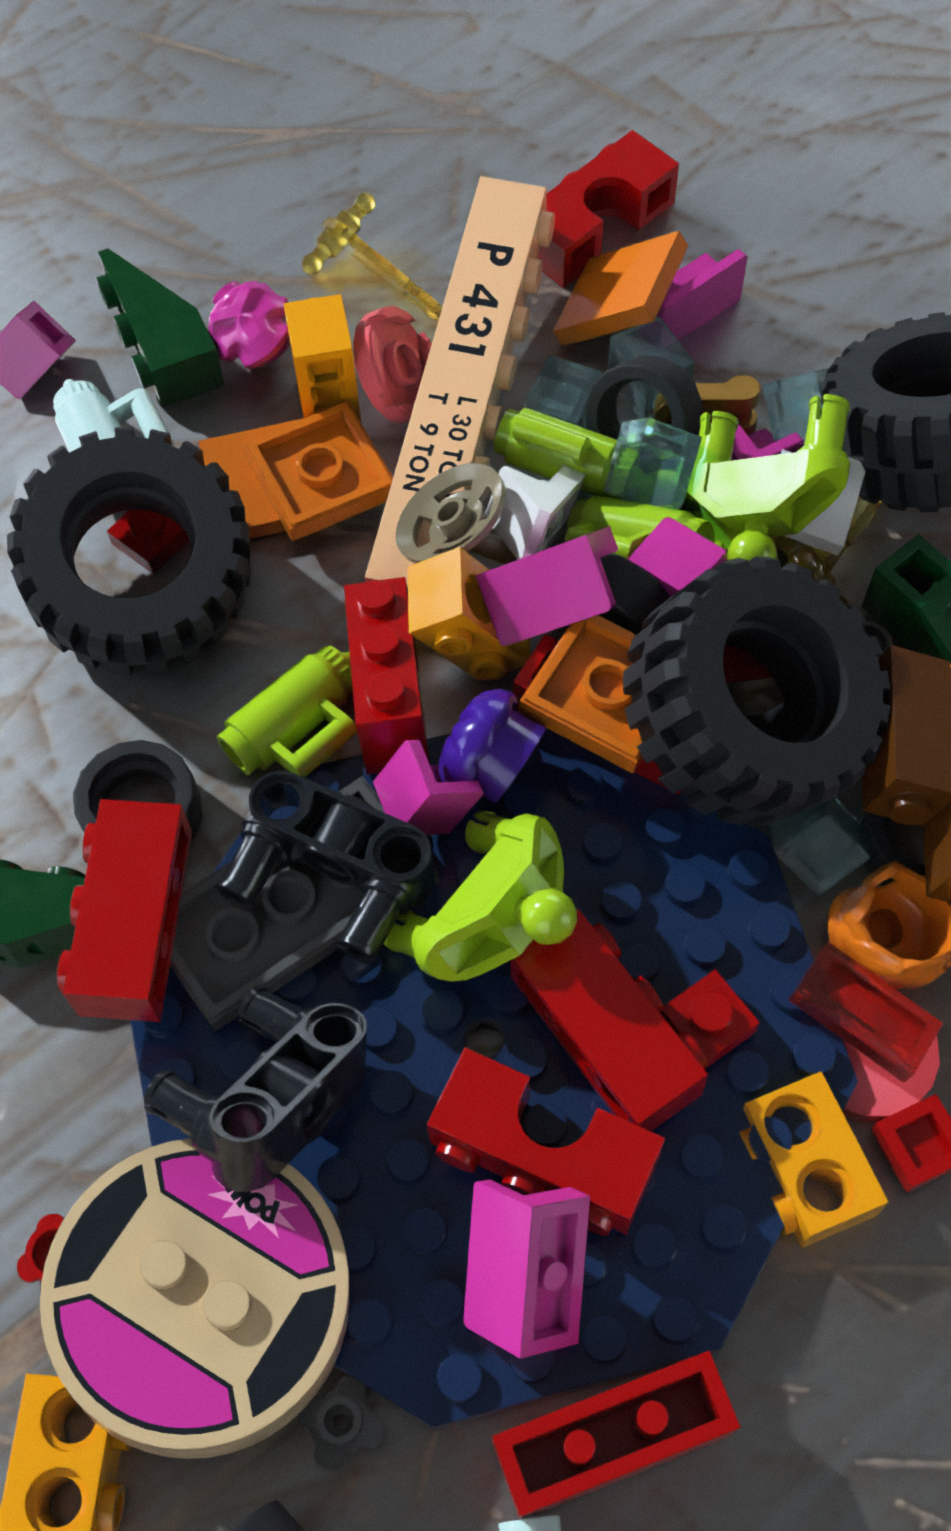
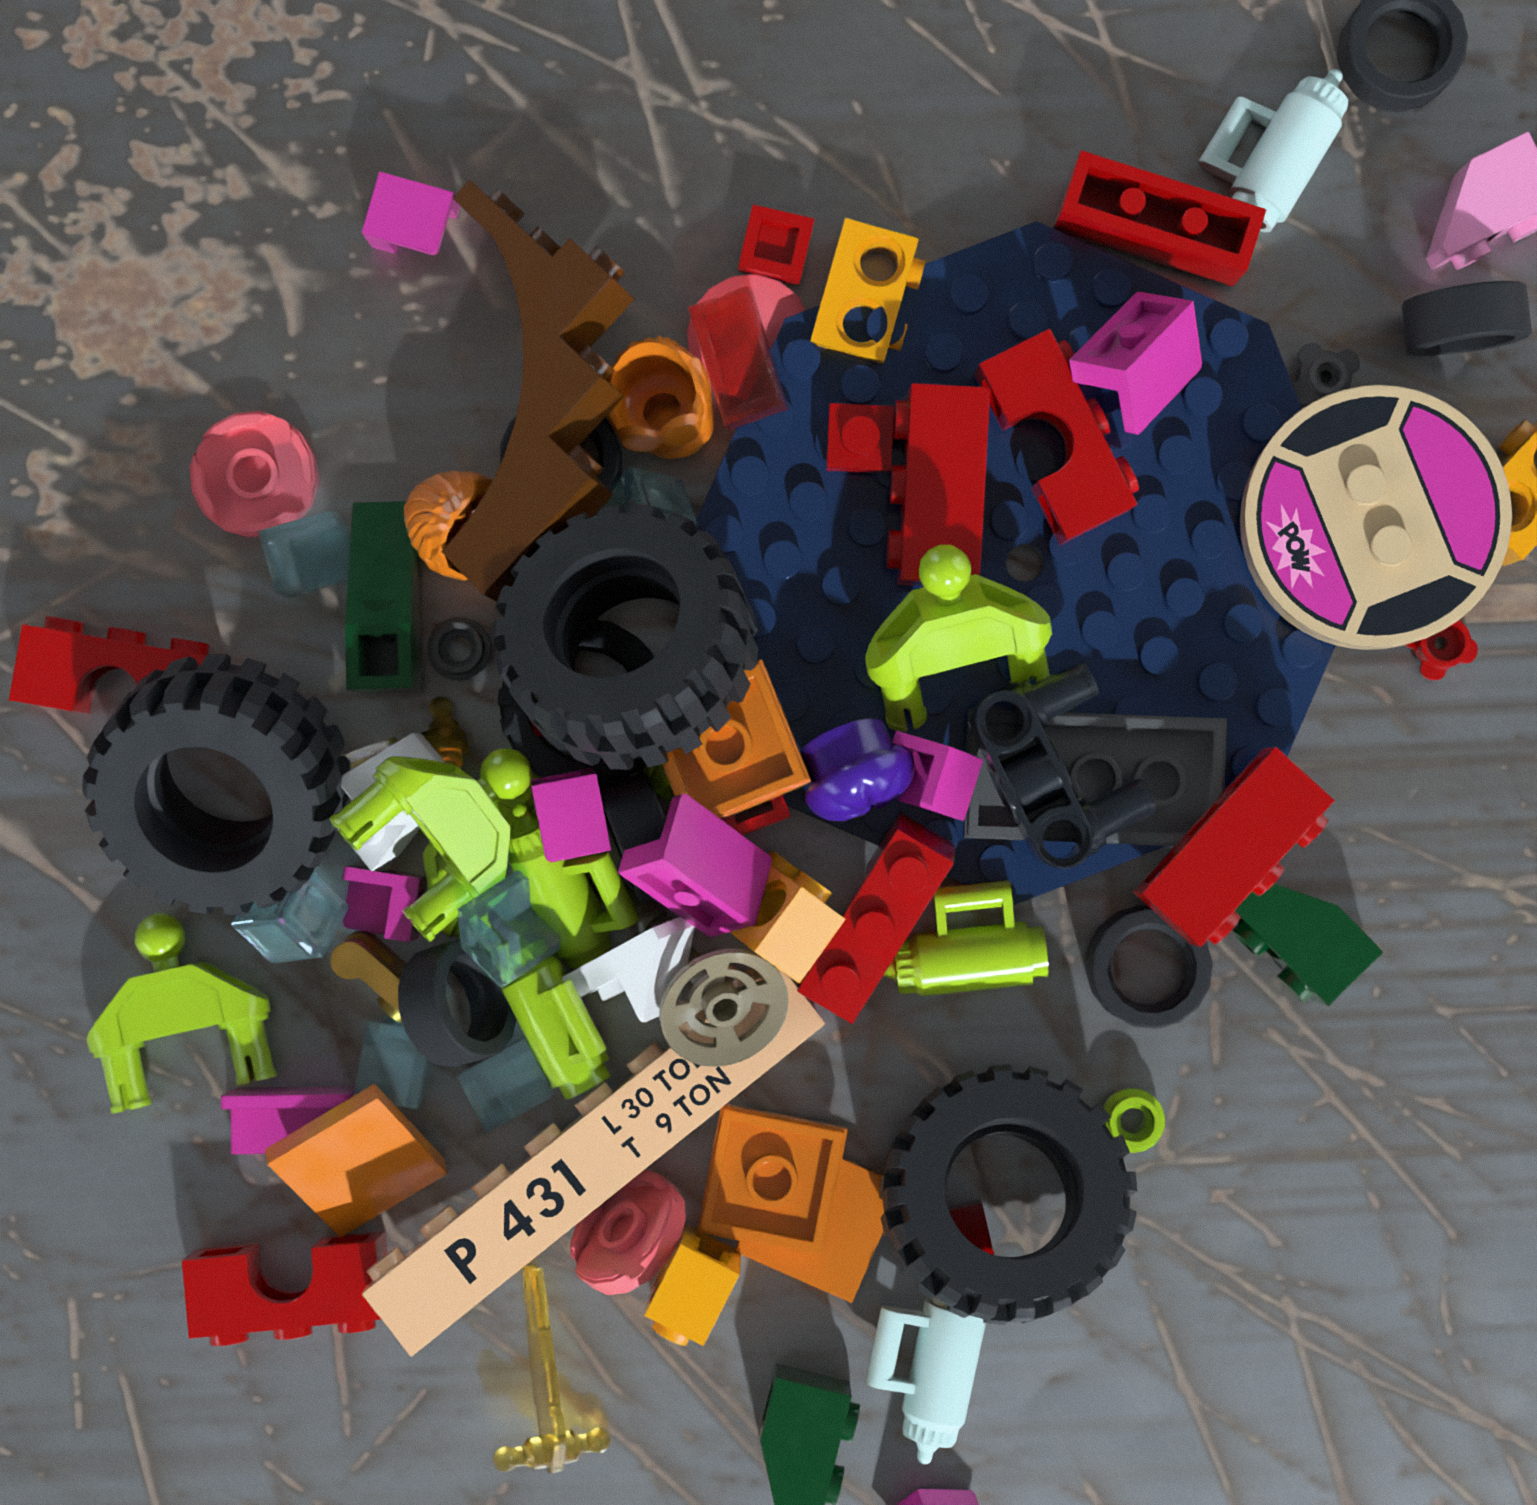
camera: 145 degrees left, 25 degrees up
(66, 680) = (1153, 1118): none -> lime plate
(249, 324) = (723, 1385): dark pink head -> none
(280, 1099) = (1218, 604): black piece -> none
(825, 309) = (176, 1002): none -> lime connector

